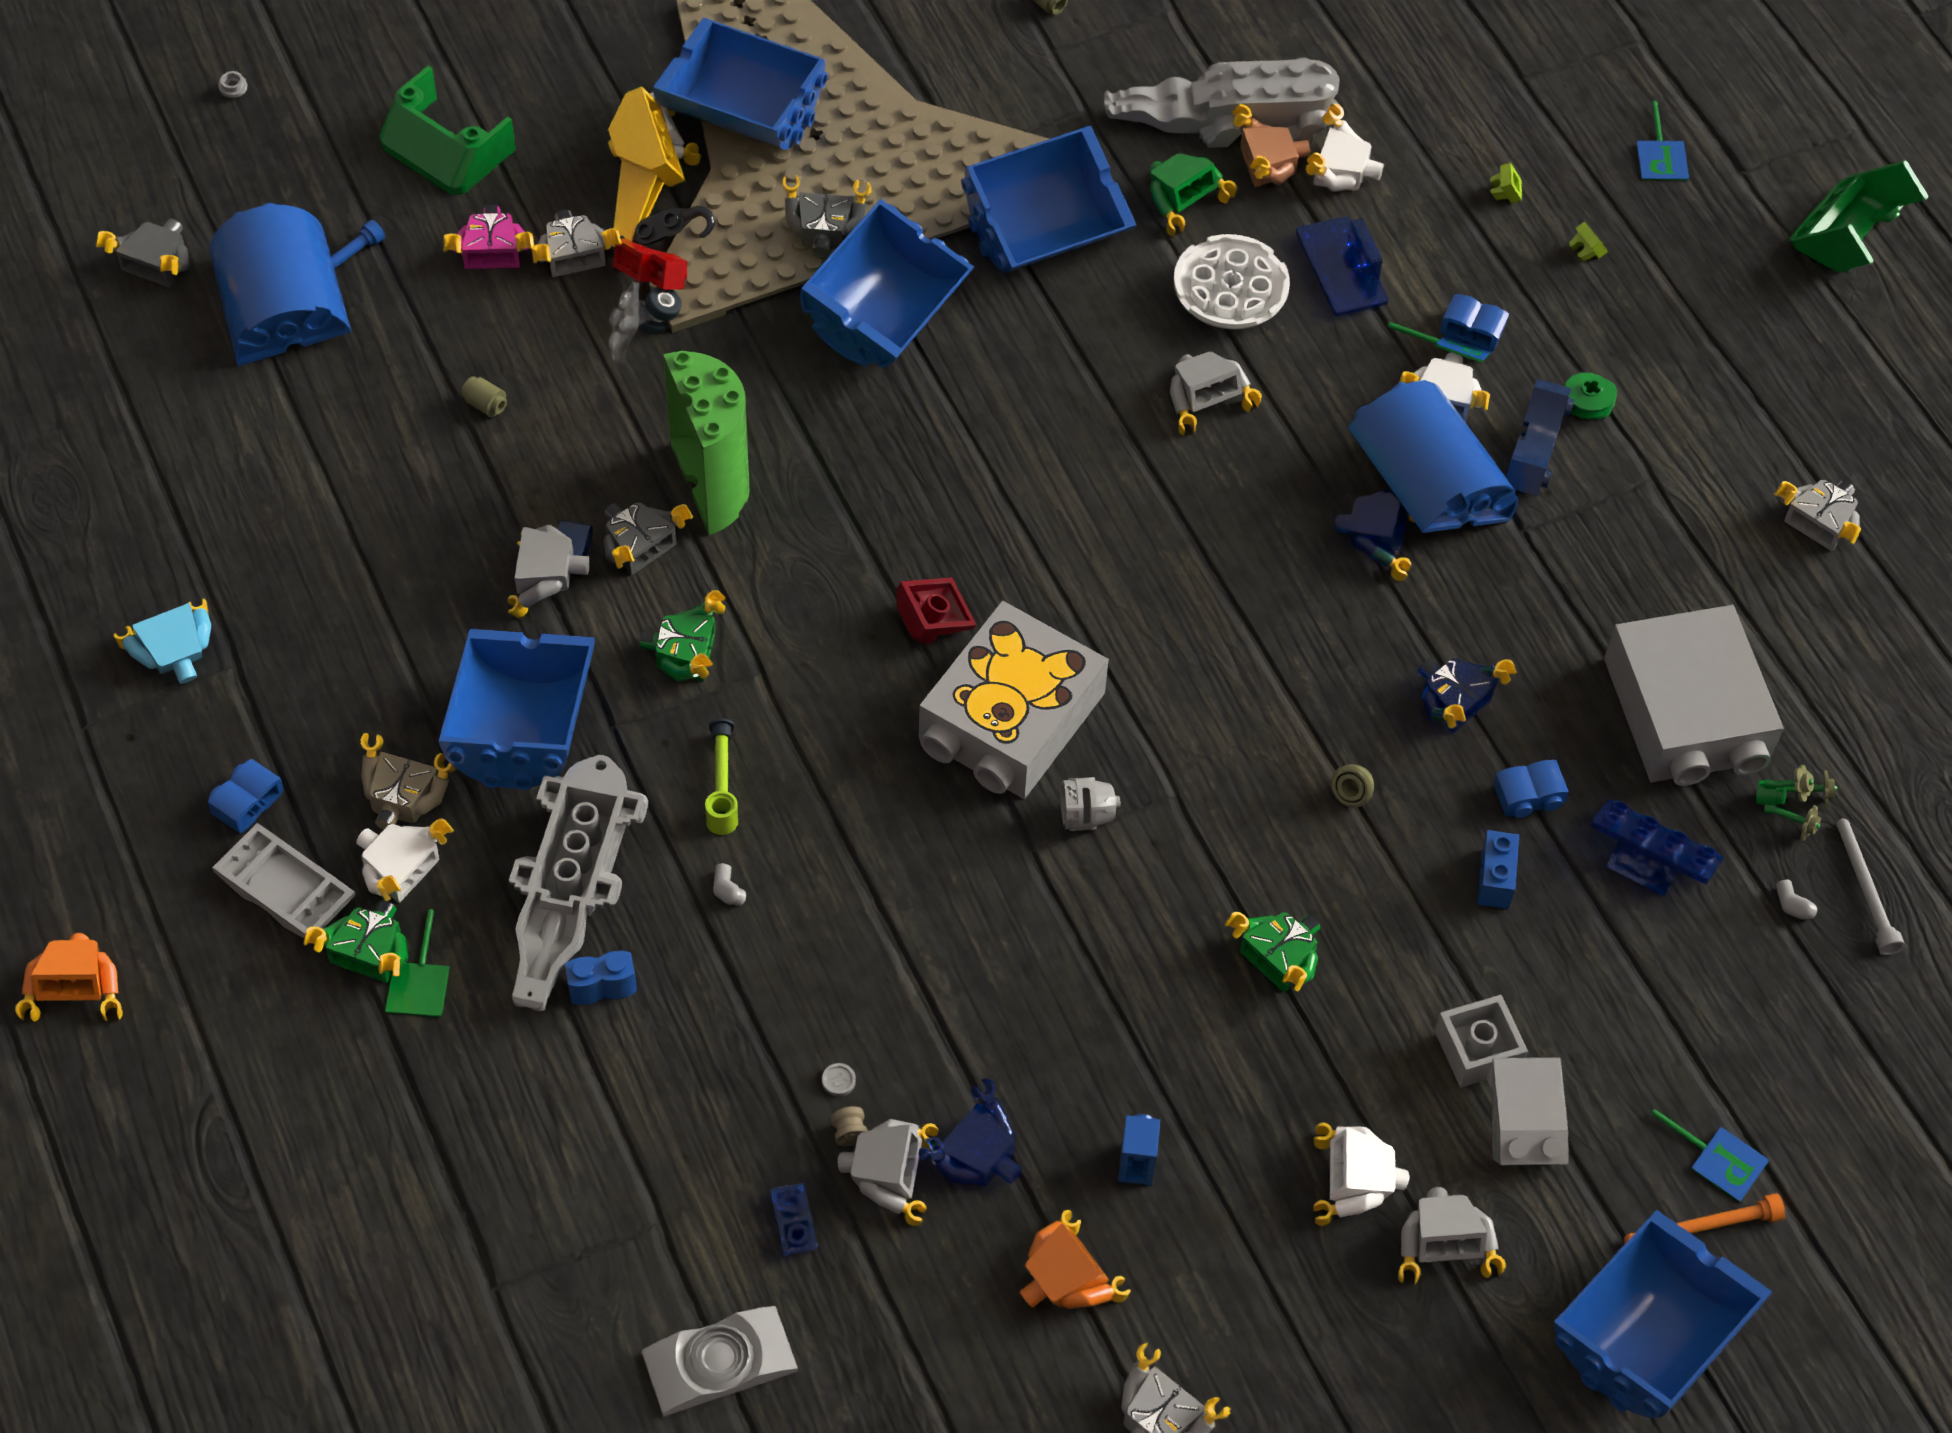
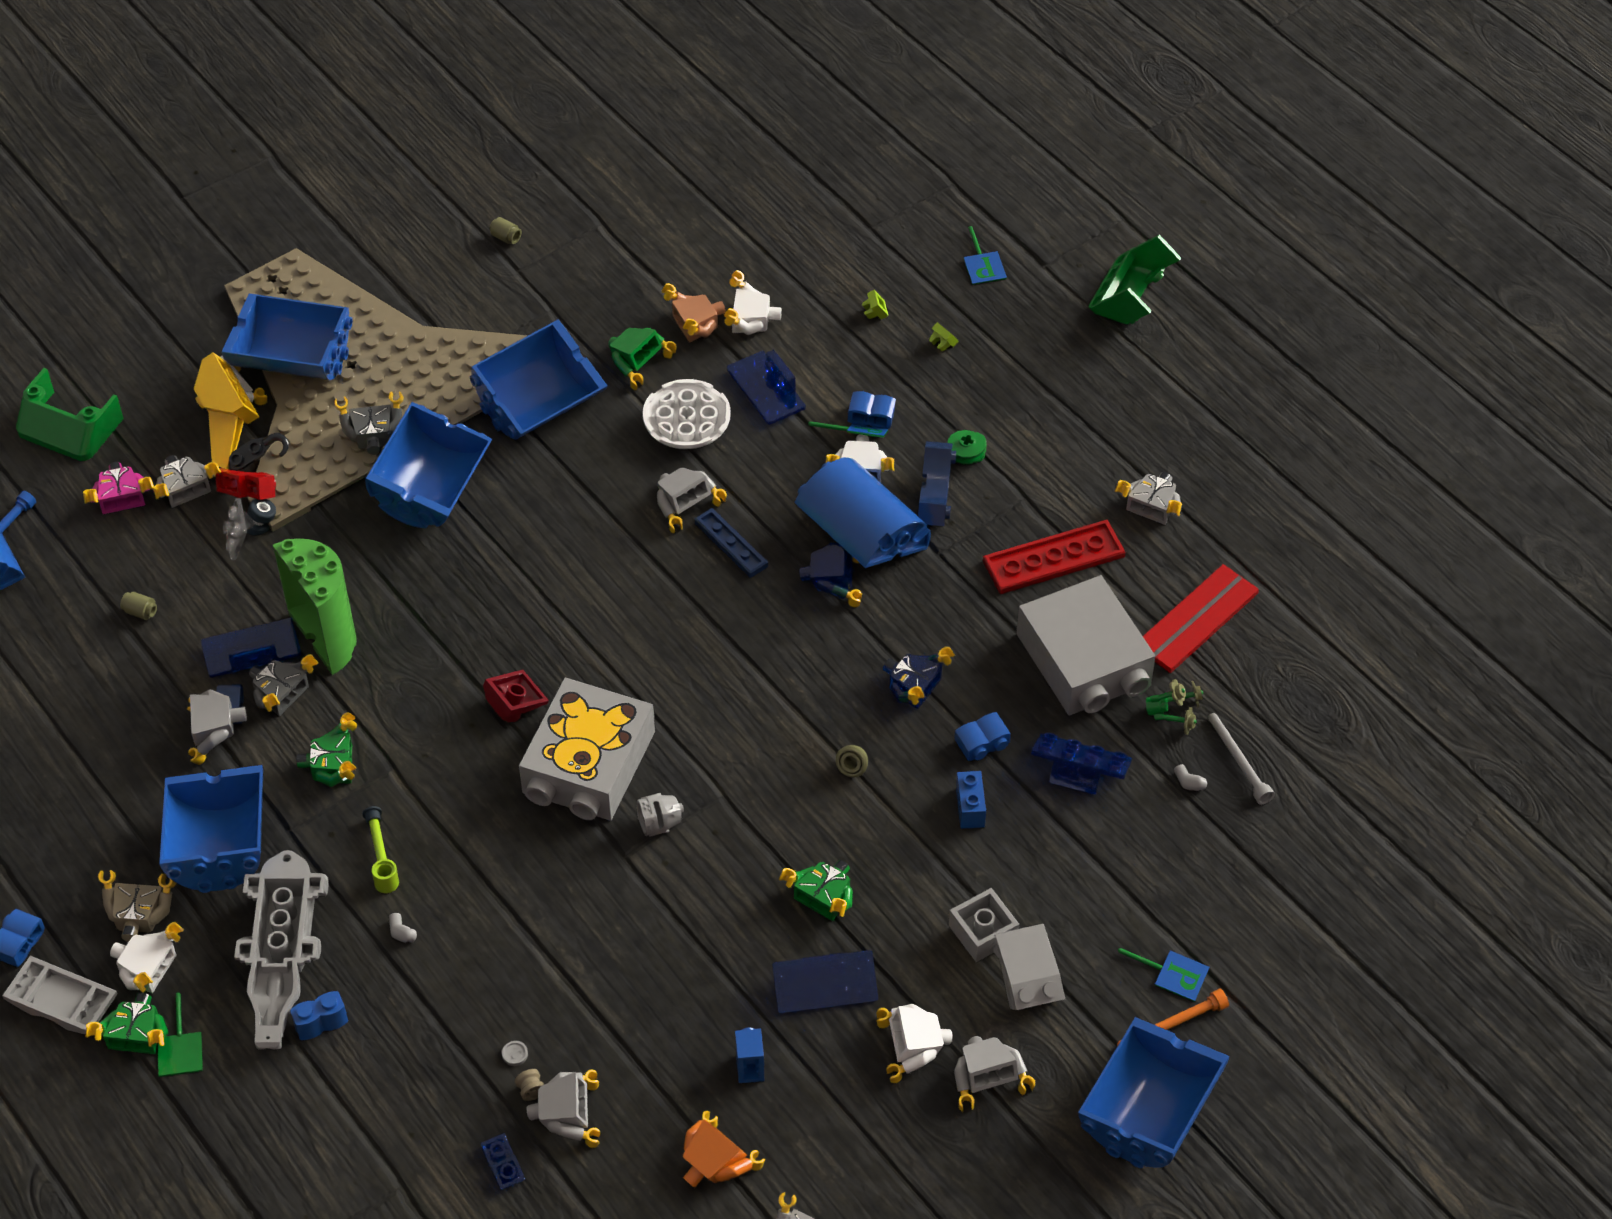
camera: 10 degrees left, 5 degrees down
(613, 478) = (250, 647): none -> clear blue bracket
(977, 1145) = (629, 1078): clear blue torso -> none
(1254, 463) = (731, 543): none -> dark blue tile
(1257, 1071) = (825, 981): none -> clear blue bracket
(1276, 92) = (690, 270): light grey animal -> none
(1675, 565) = (1053, 556): none -> red tile
(1852, 685) = (1198, 617): none -> red tile

